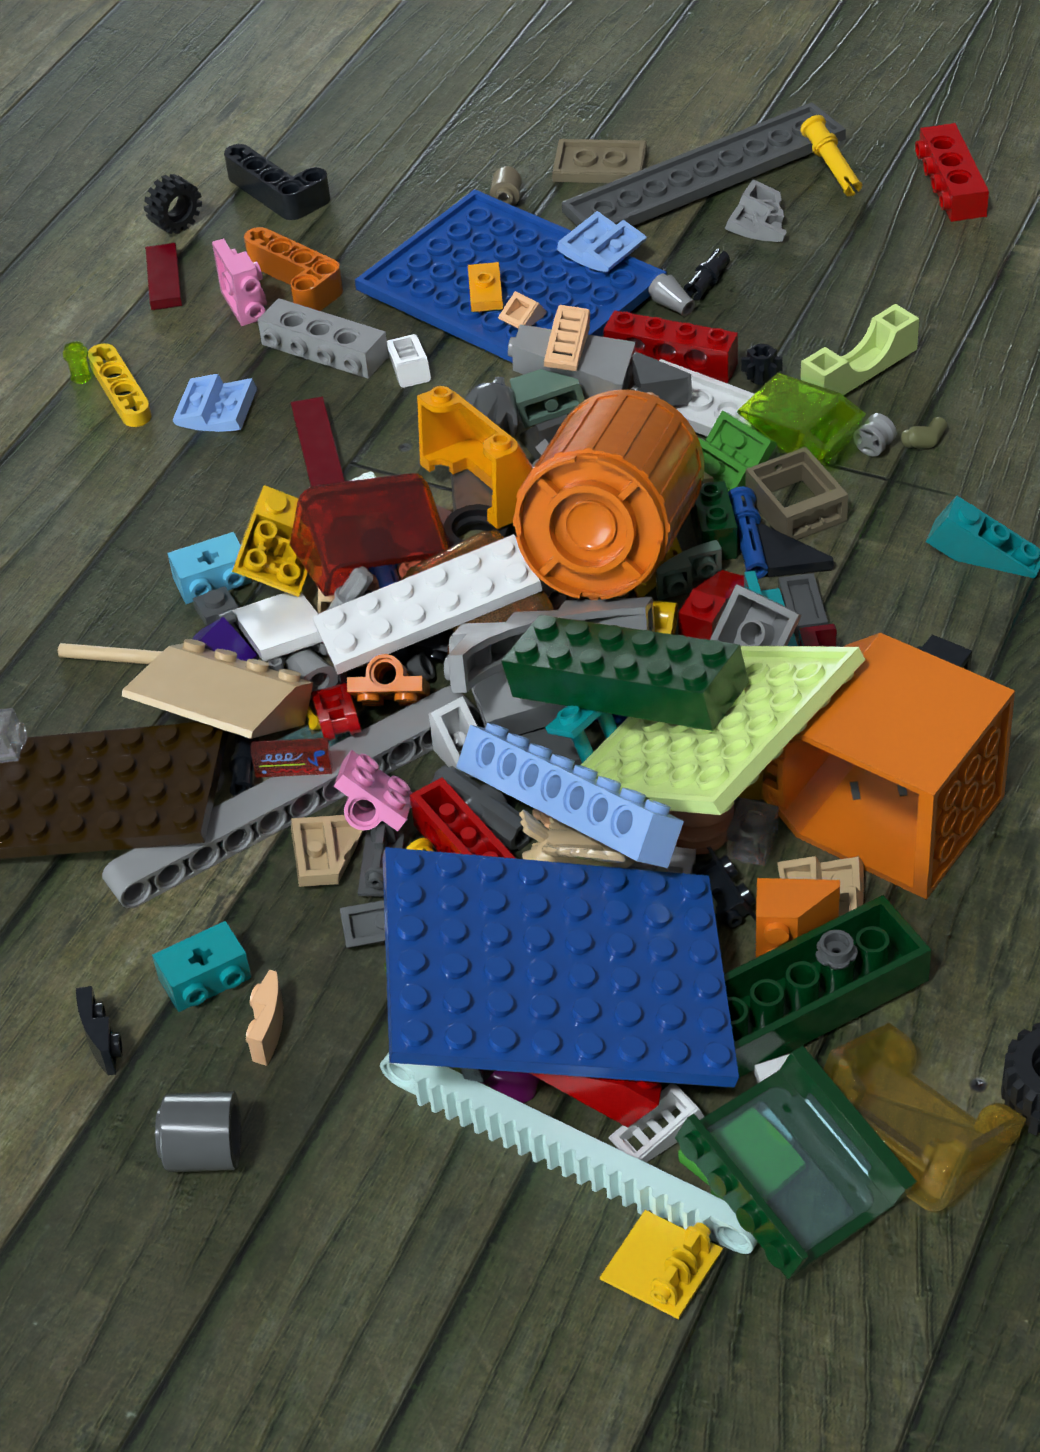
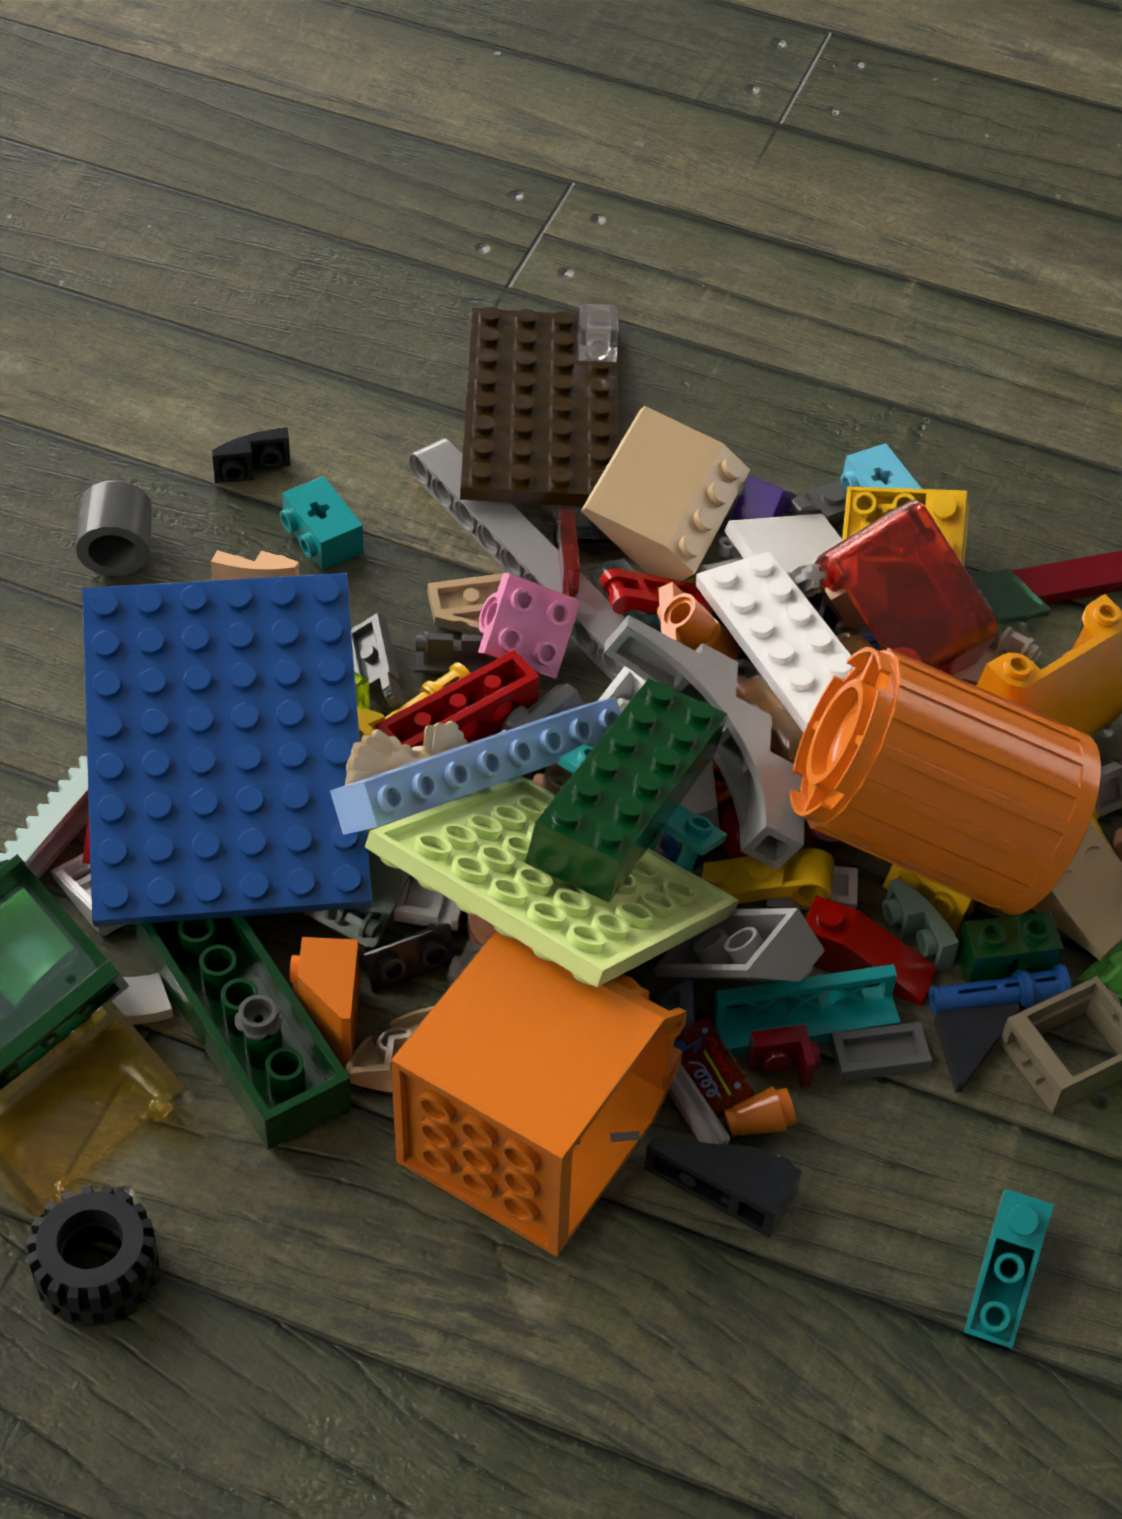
camera: 80 degrees right, 5 degrees up
(107, 653) = (755, 428): tan bar -> none

